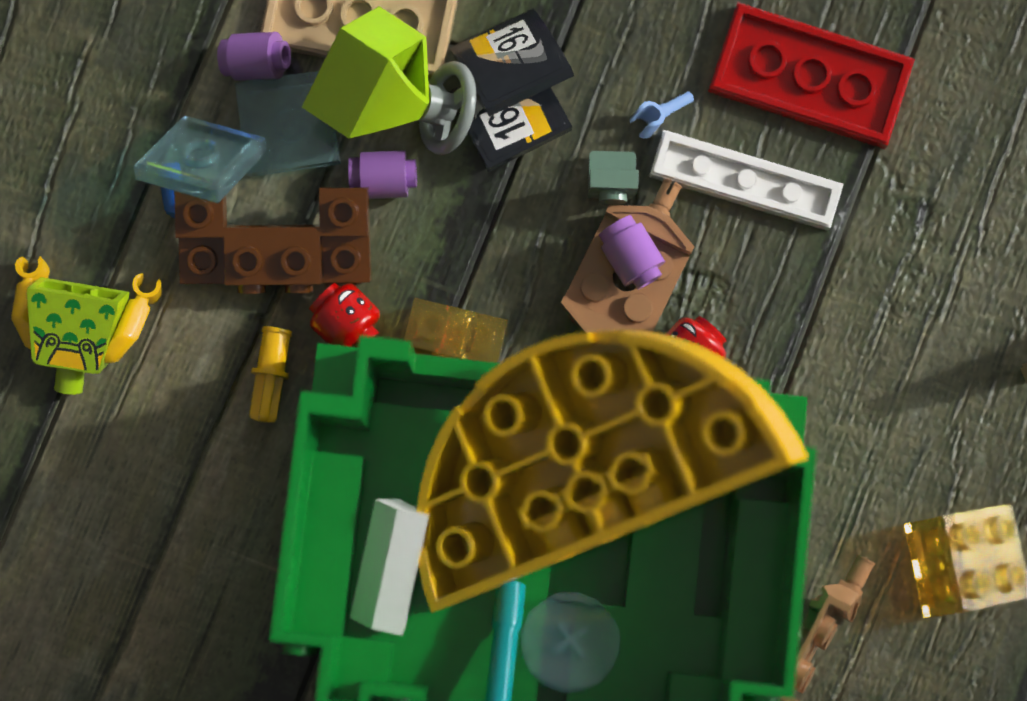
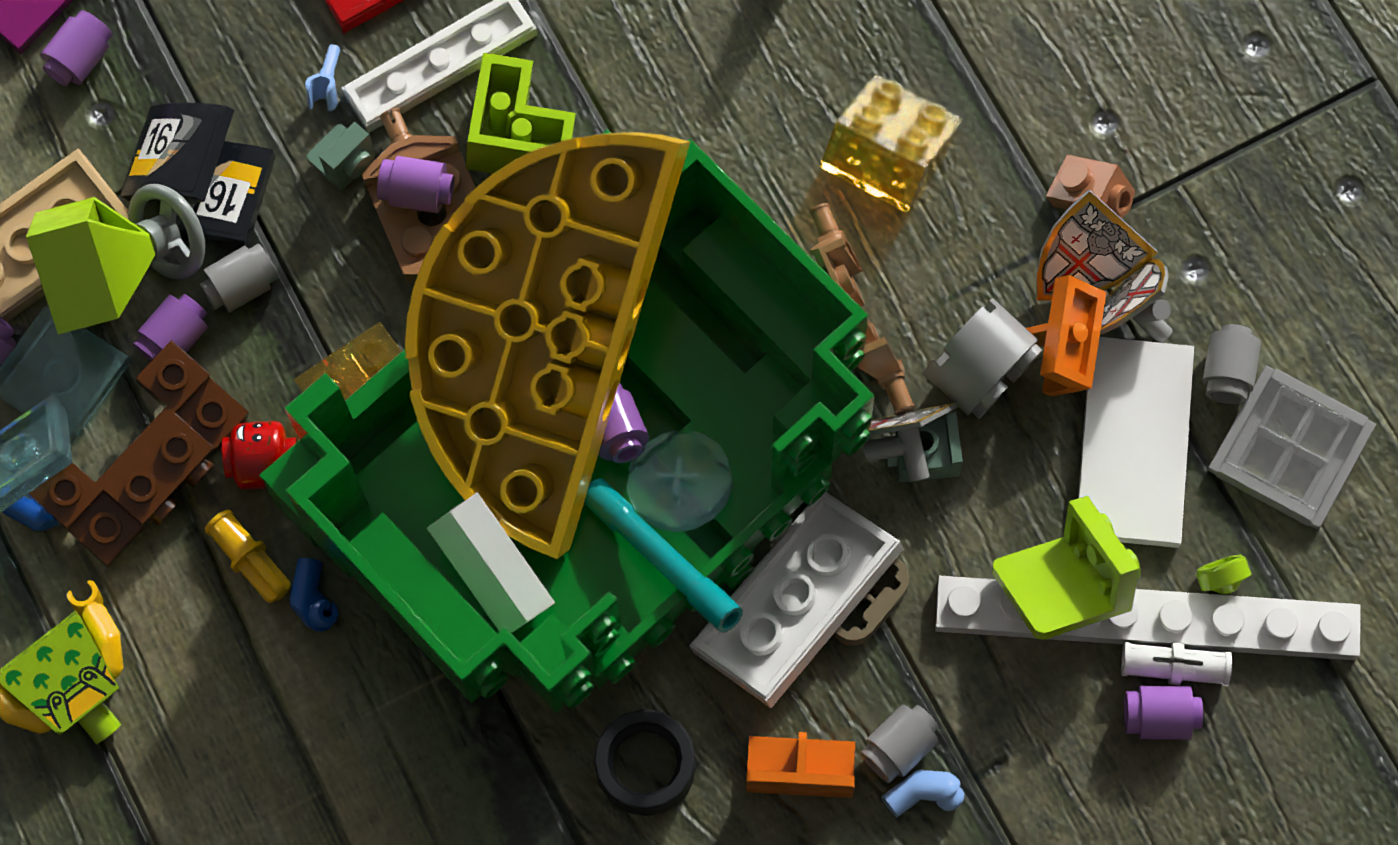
camera: 45 degrees left, 10 degrees down
(274, 445) = (306, 598): none -> blue arm
(460, 186) = (238, 278): none -> light grey brick
(571, 573) = (624, 431): none -> medium lavender brick
(729, 285) = (503, 122): none -> lime brick

